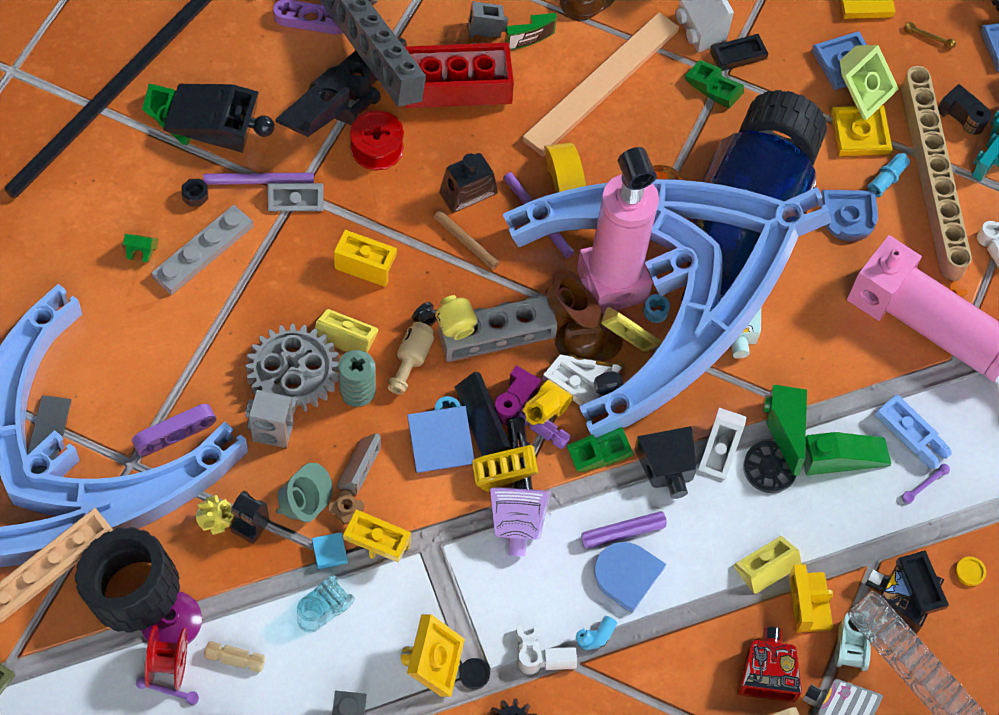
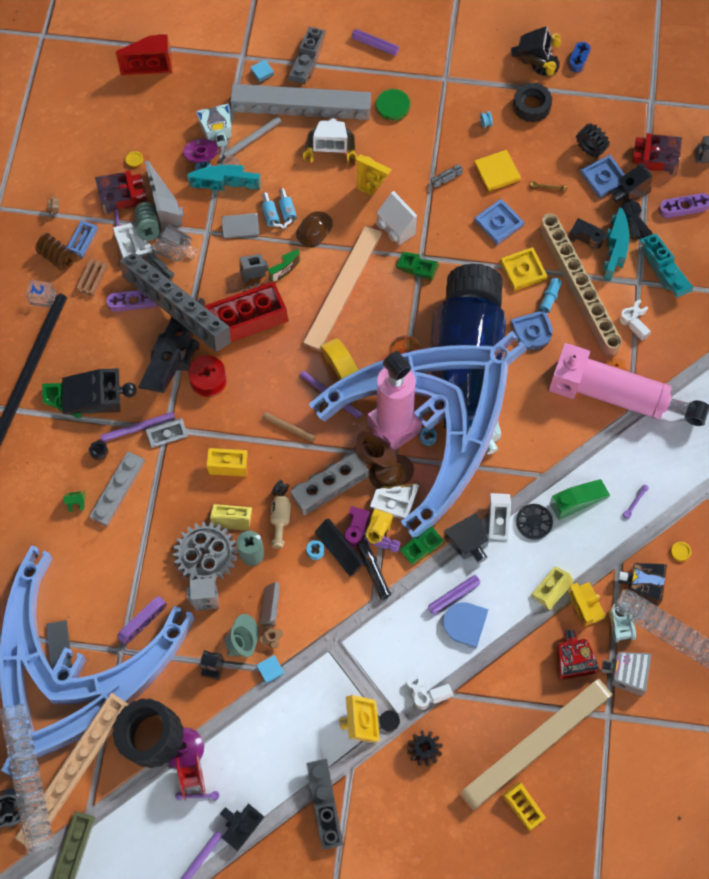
camera: 10 degrees left, 5 degrees up
(214, 515) = (188, 670): light yellow gear -> none
(235, 656) = (233, 759): tan axle -> none
(327, 600) = (281, 704): clear light blue piece -> none
(377, 536) = (299, 651): yellow panel -> none
(440, 439) = (317, 571): medium blue tile -> none
(456, 317) = (302, 487): light yellow head -> none
(467, 182) = (279, 386): black torso -> none
(487, 472) = (355, 584): yellow slope -> none
(519, 516) = (385, 608): lavender torso -> none
(598, 638) = (460, 672): medium azure arm -> none
(607, 382) = (414, 500): black tile -> none
(629, 330) = (416, 458): light yellow slope -> none
(739, 52) = (426, 237): black tile -> none
(787, 423) = (537, 490): green slope -> none
(867, 78) = (517, 233): yellowish green slope -> none
(913, 431) = (617, 468): light blue hinge -> none
(922, 583) = (654, 572): black tile -> none

